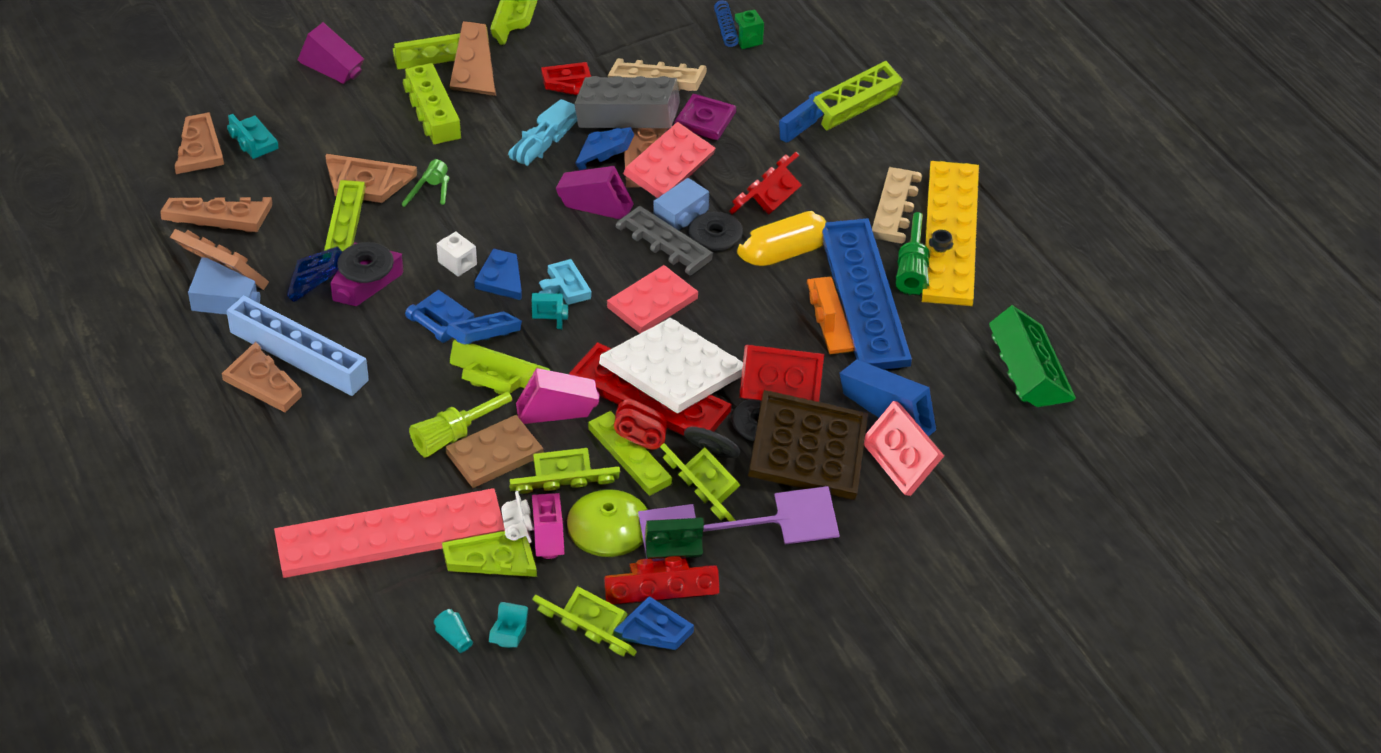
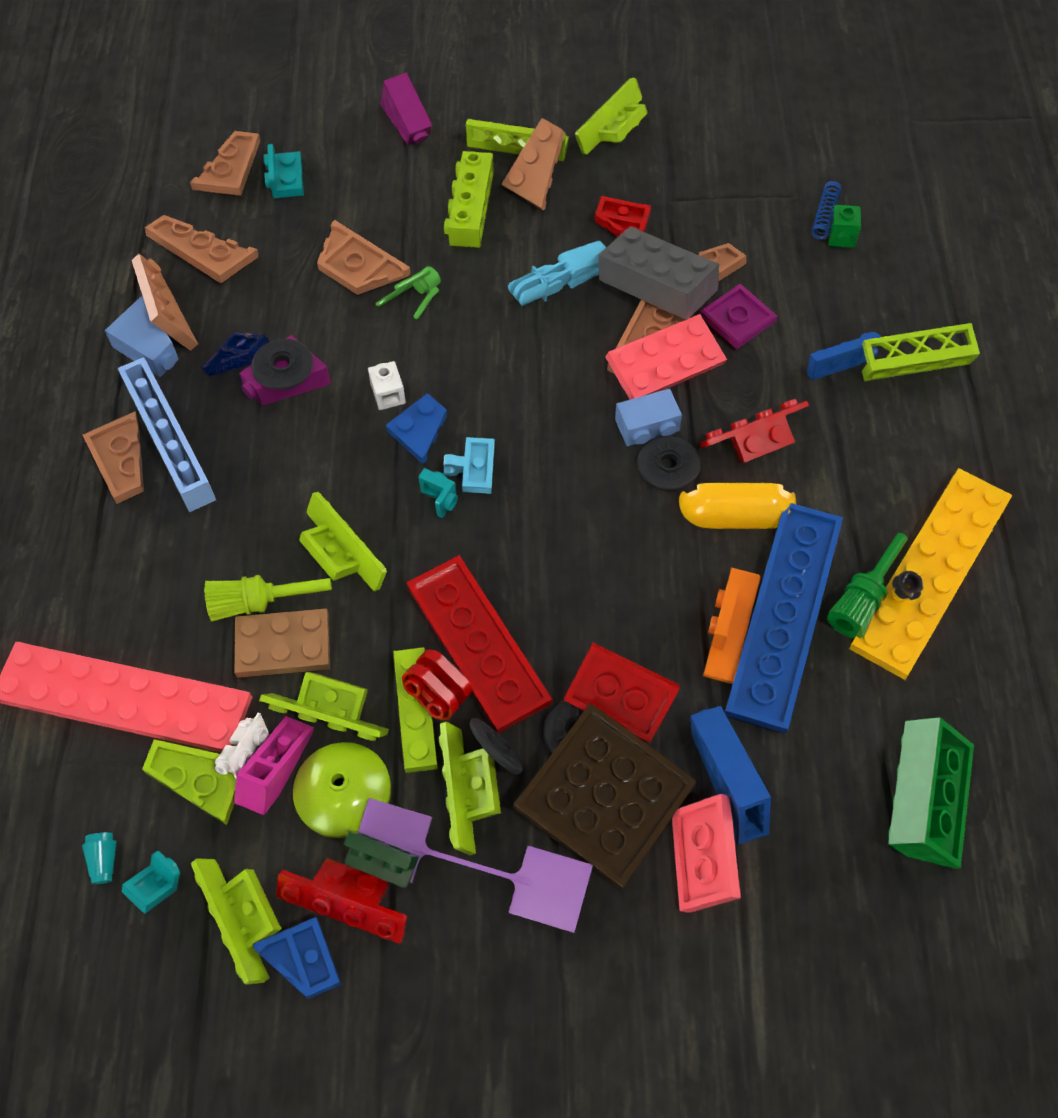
camera: 30 degrees right, 15 degrees up
(345, 214) = (304, 300): lime plate -> none
(441, 309) = (338, 448): blue plate -> none
(483, 327) = (353, 489): blue plate -> none
(556, 397) = (377, 608): dark pink slope -> none
(595, 192) = (567, 367): magenta slope -> none
(604, 145) = (610, 312): blue wing -> none
(652, 299) = (553, 522): coral plate -> none
(666, 238) = (609, 453): dark grey hinge -> none
(673, 365) = (518, 620): white plate -> none
(687, 78) = (731, 261): tan hinge -> none
(894, 203) = (884, 507): tan hinge -> none

